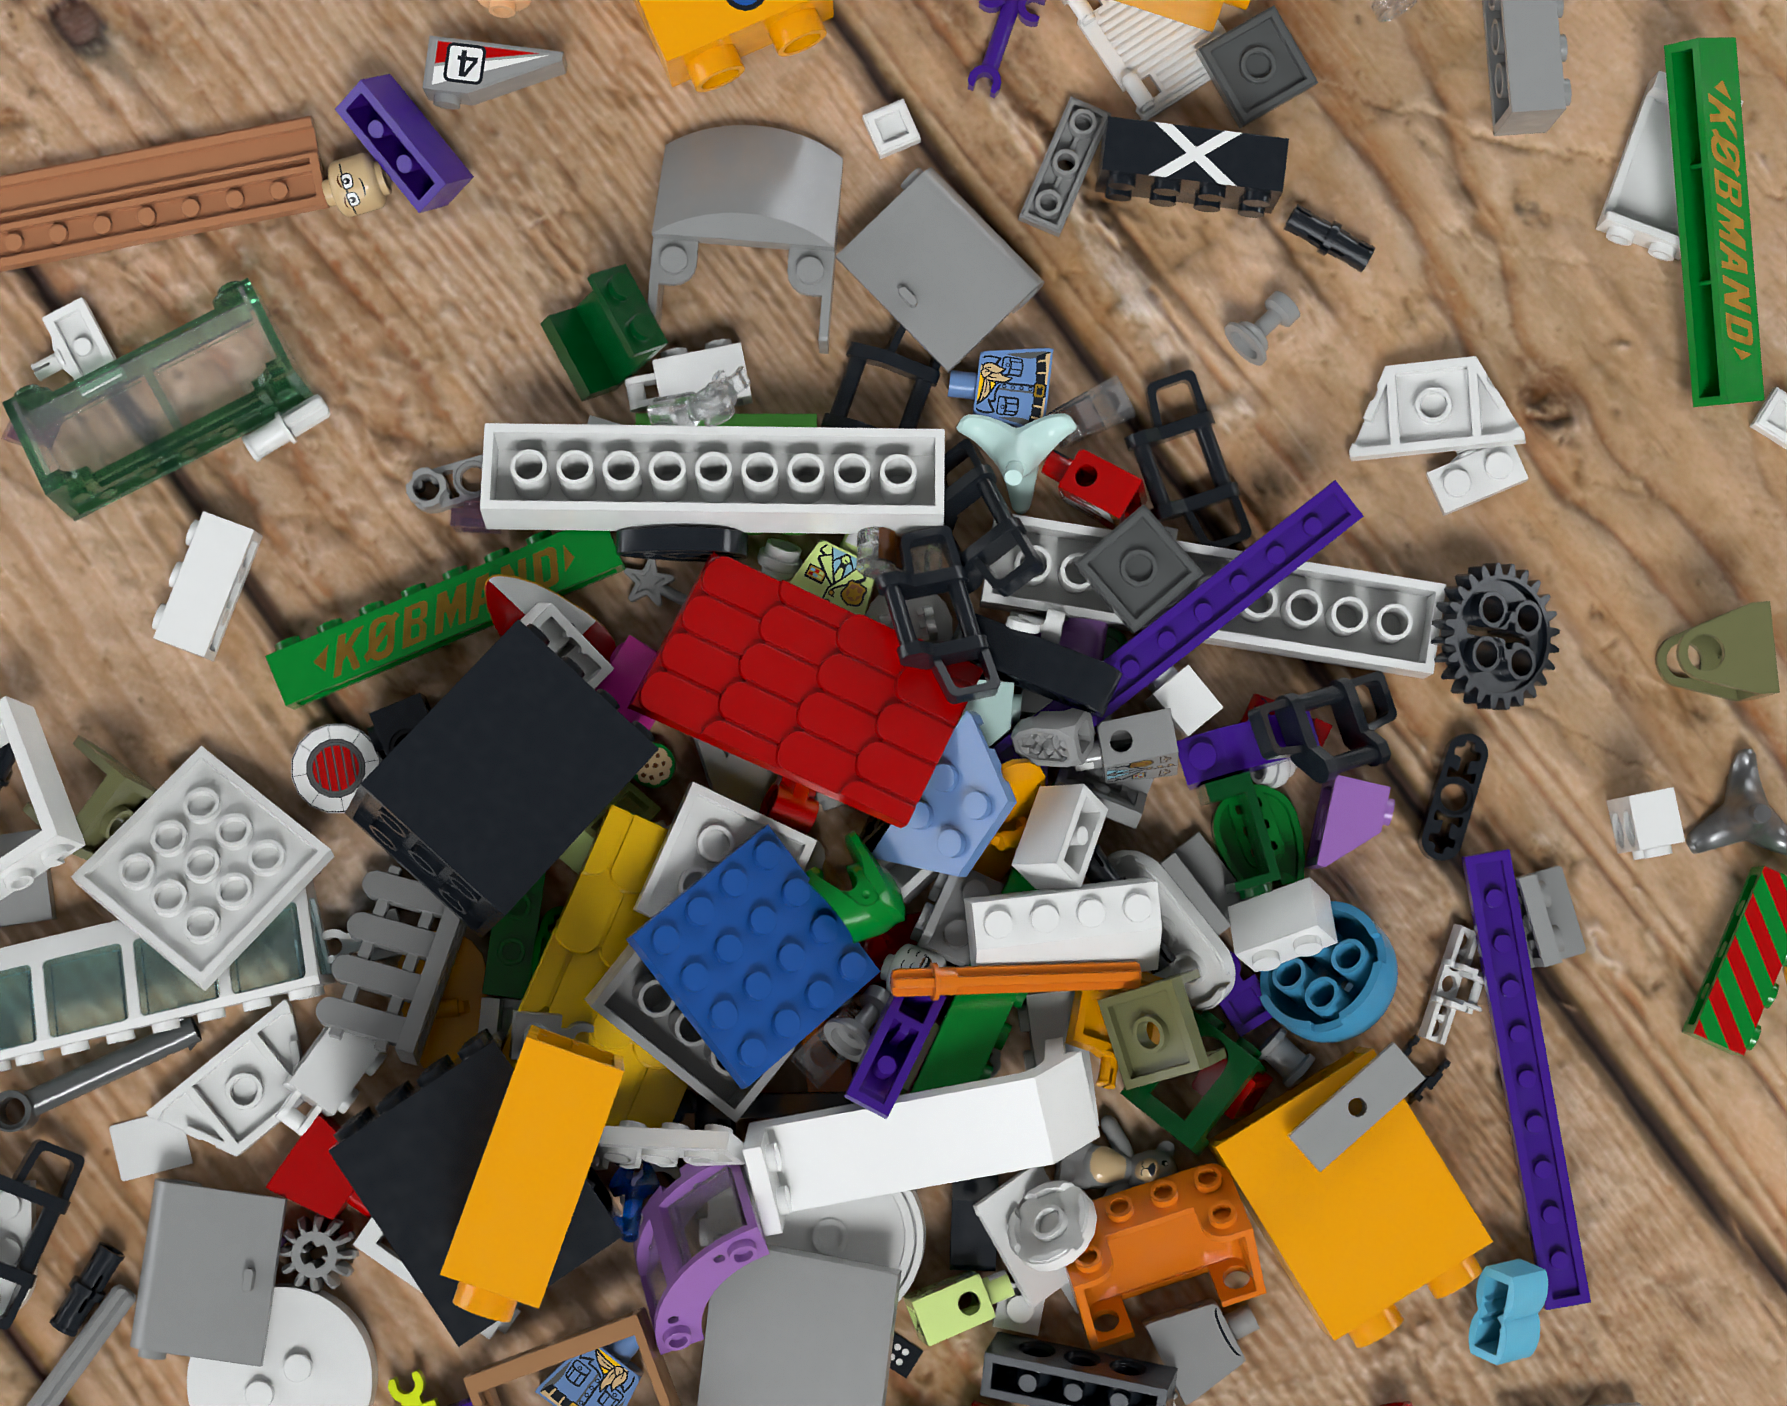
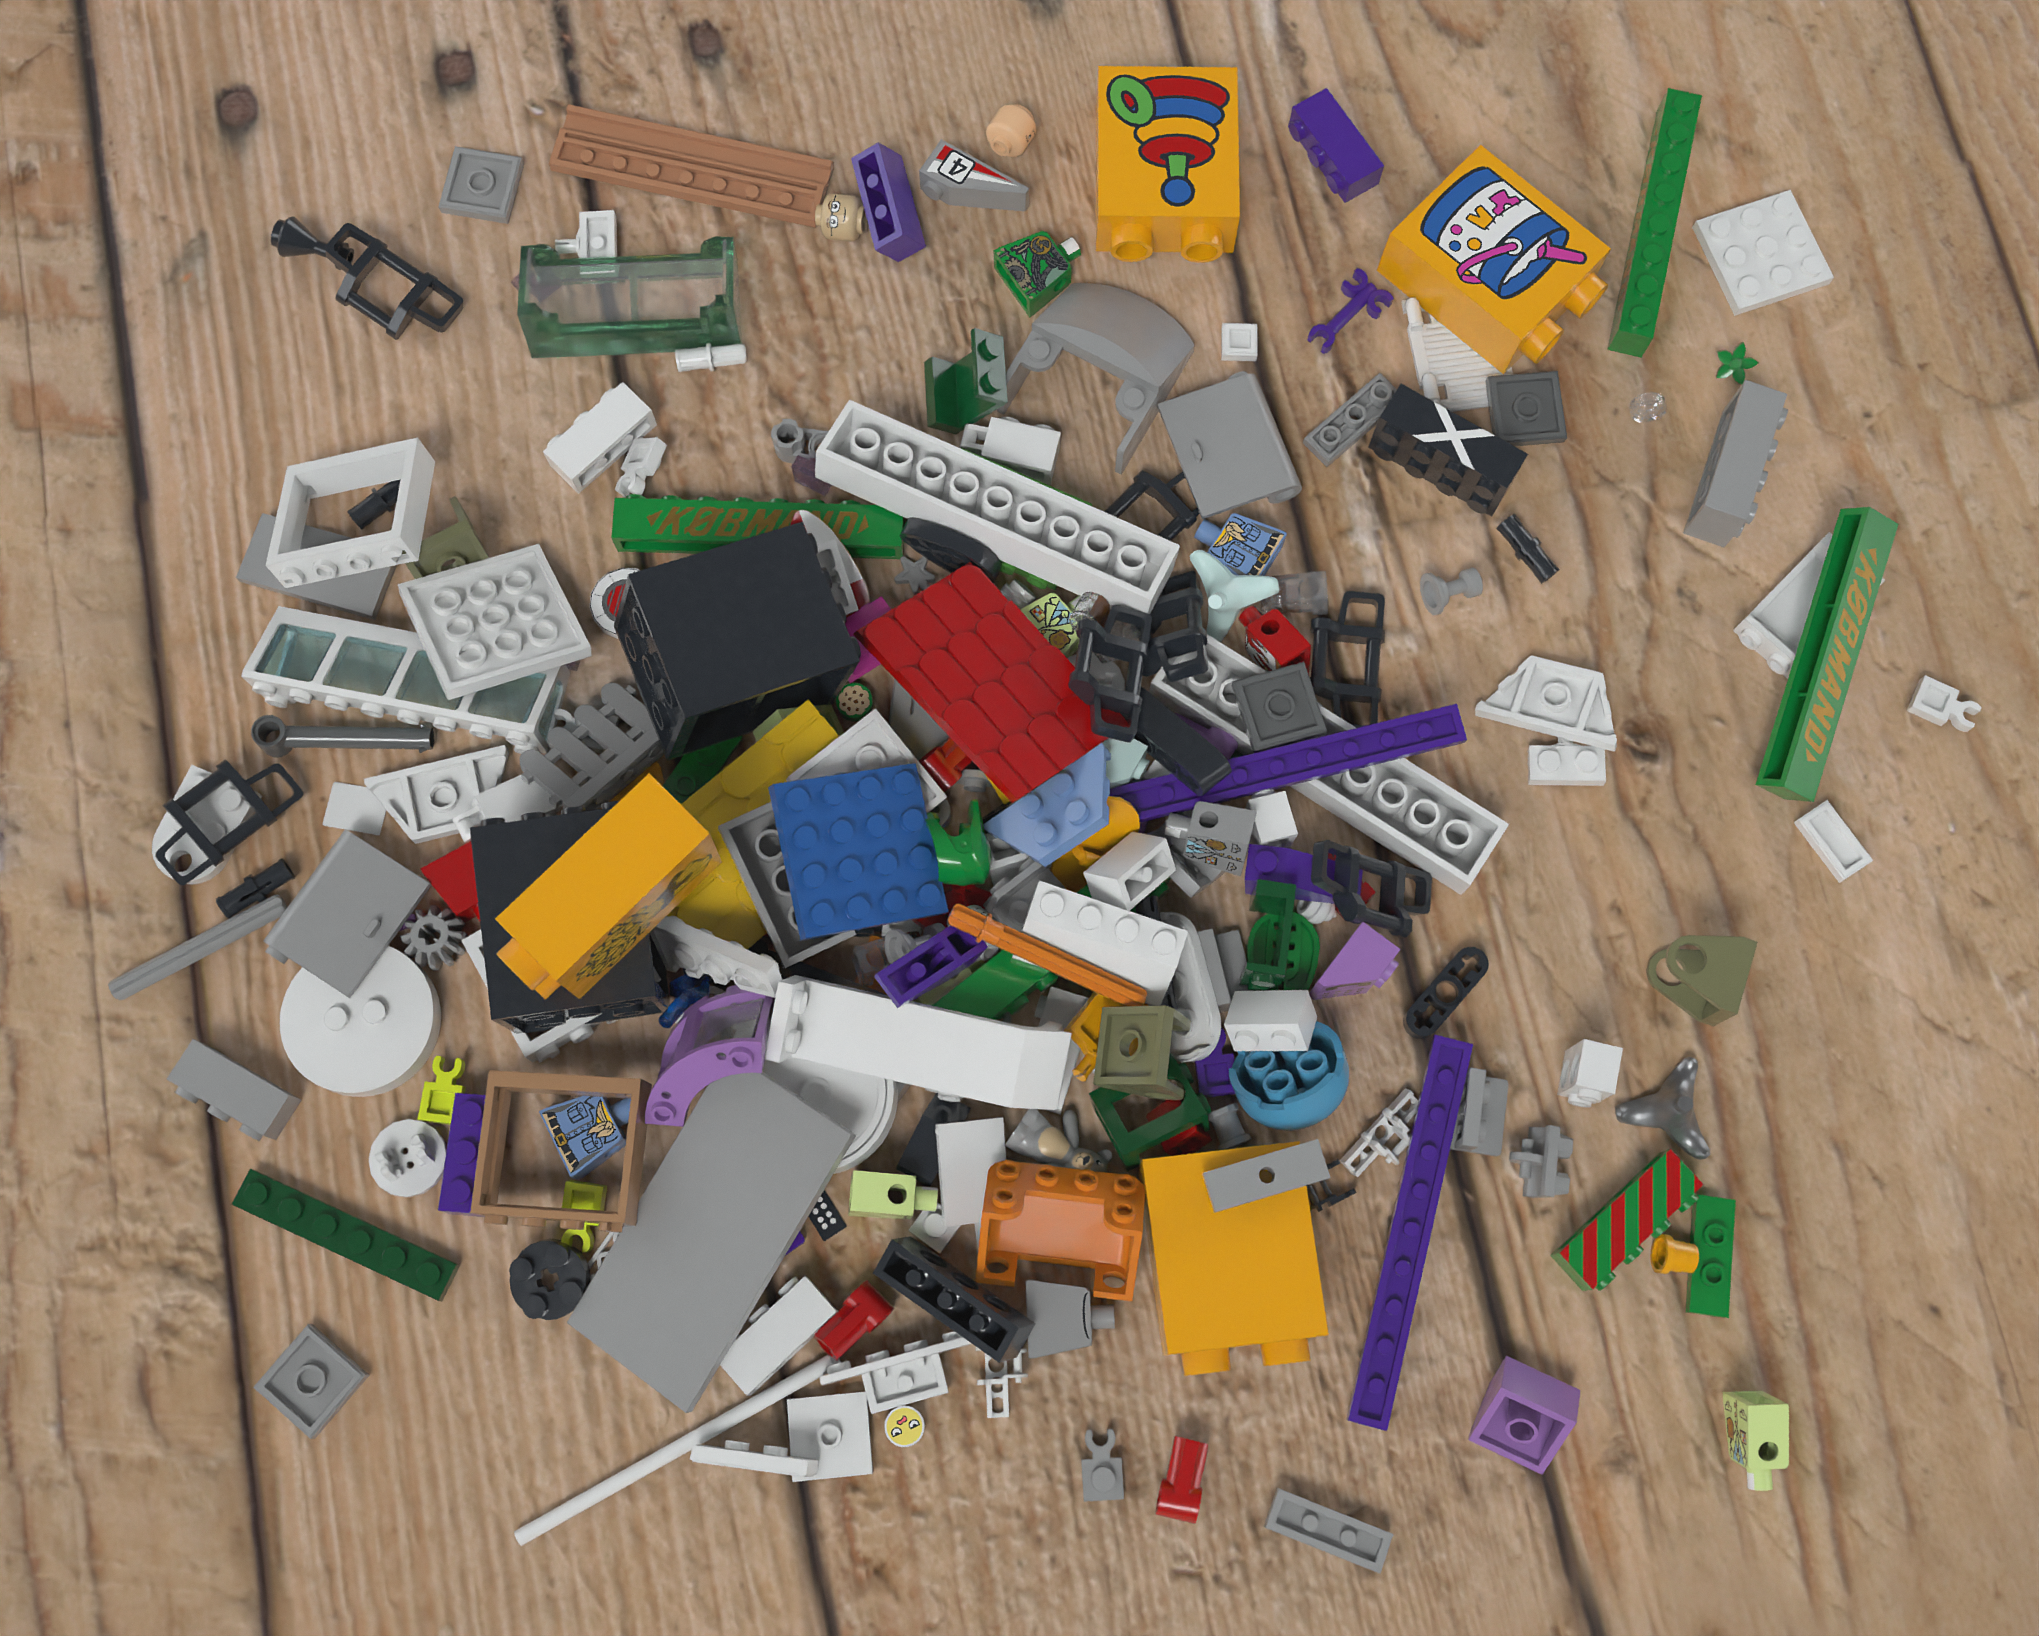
camera: 30 degrees right, 10 degrees down
(269, 594) = (641, 461): none -> white plate
(616, 146) = (1036, 269): none -> torso
(711, 404) = (1013, 456): clear bar -> none
(1028, 622) = (1196, 719): white piece -> none
(1052, 1225) = (989, 1163): white tile -> none
(1055, 738) = (1160, 797): light grey rock -> none
(1486, 667) = (1540, 863): black gear -> none
(1508, 1310) = (1317, 1404): medium azure brick -> none
(1631, 939) = (1539, 1162): none -> light grey hips
(1726, 1216) = (1525, 1415): none -> medium lavender slope

